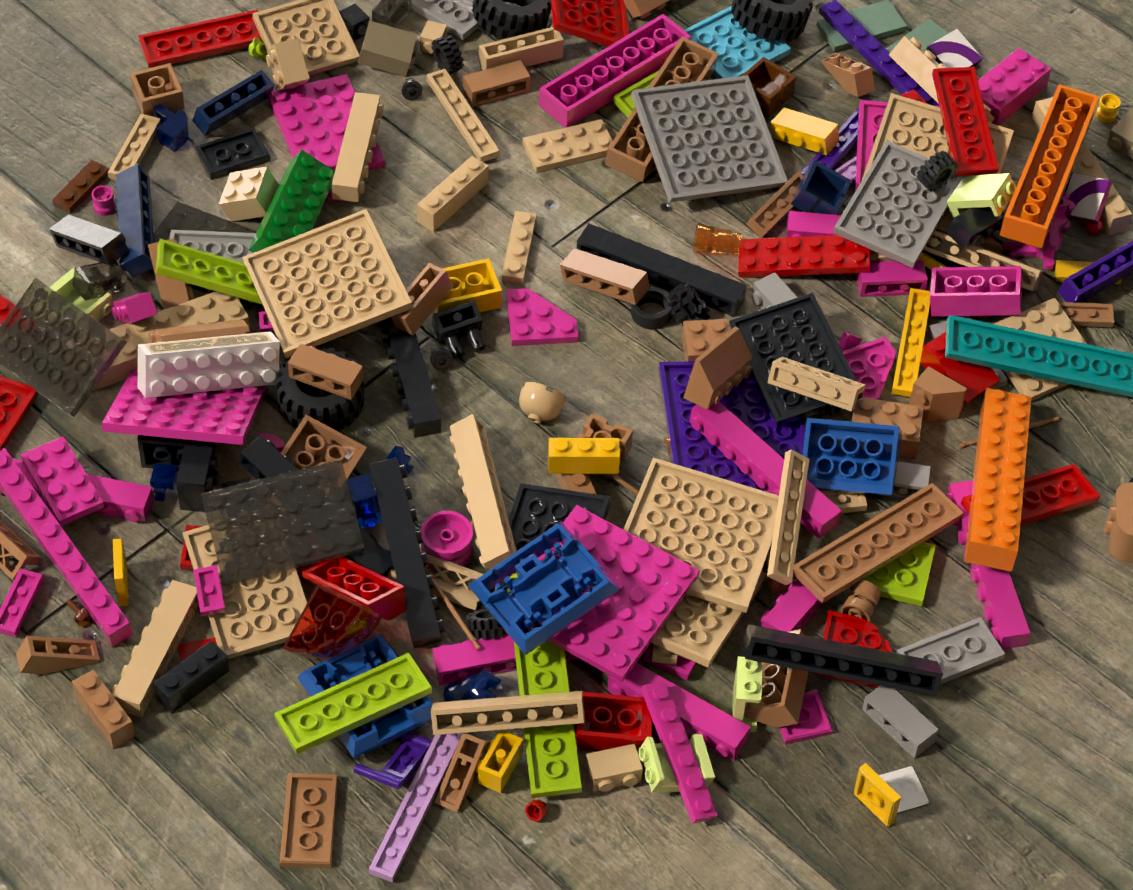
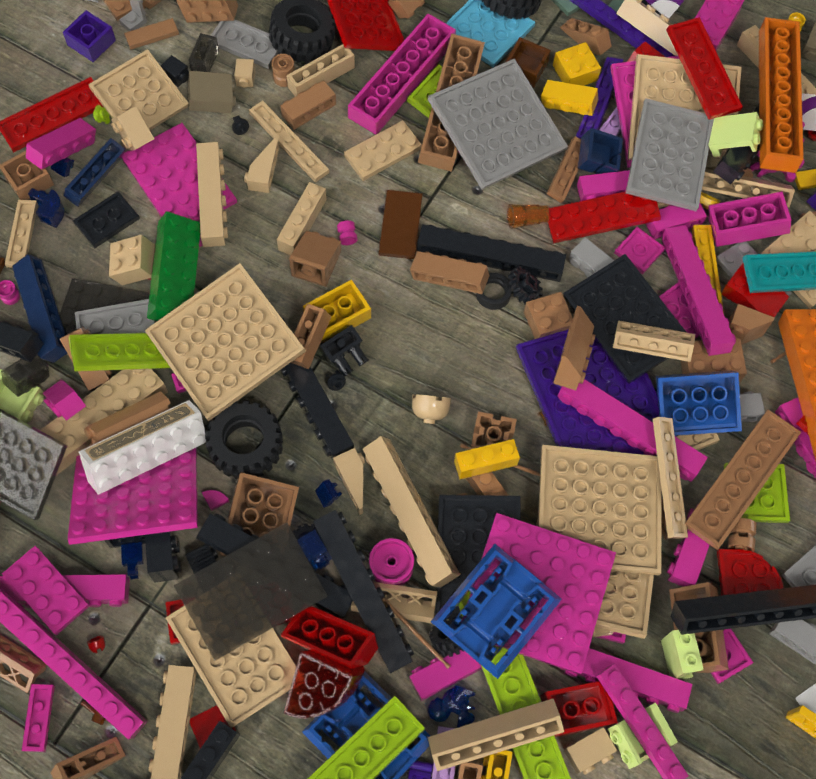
camera: 15 degrees left, 15 degrees up
(100, 548) = (96, 643): none -> red hinge
(120, 572) = (121, 669): yellow tile -> none
(199, 89) = (63, 167): none -> clear blue tile
(204, 65) = (60, 143): none -> dark pink brick
(209, 590) = (204, 671): dark pink plate -> none
(325, 371) = (247, 429): medium nougat brick -> none
(424, 136) = (262, 168): none -> tan slope
(431, 450) = (350, 469): none -> tan slope
(447, 54) = (261, 87): black tyre -> none
(454, 234) = (315, 258): none -> medium nougat slope
(476, 35) = (282, 66): none -> medium nougat wheel
(500, 217) = (346, 231): none -> dark pink wheel
(519, 247) = (369, 256): tan plate -> none
(537, 320) = (403, 324): dark pink plate -> none
(565, 221) = (400, 224): none -> reddish brown tile
(826, 99) = (577, 65): none -> yellow brick
(841, 303) = (640, 249): none -> dark pink tile
(849, 341) = (659, 286): dark pink tile -> none
(889, 350) = (698, 291): none -> dark pink brick
(937, 171) = (698, 121): black tyre -> none

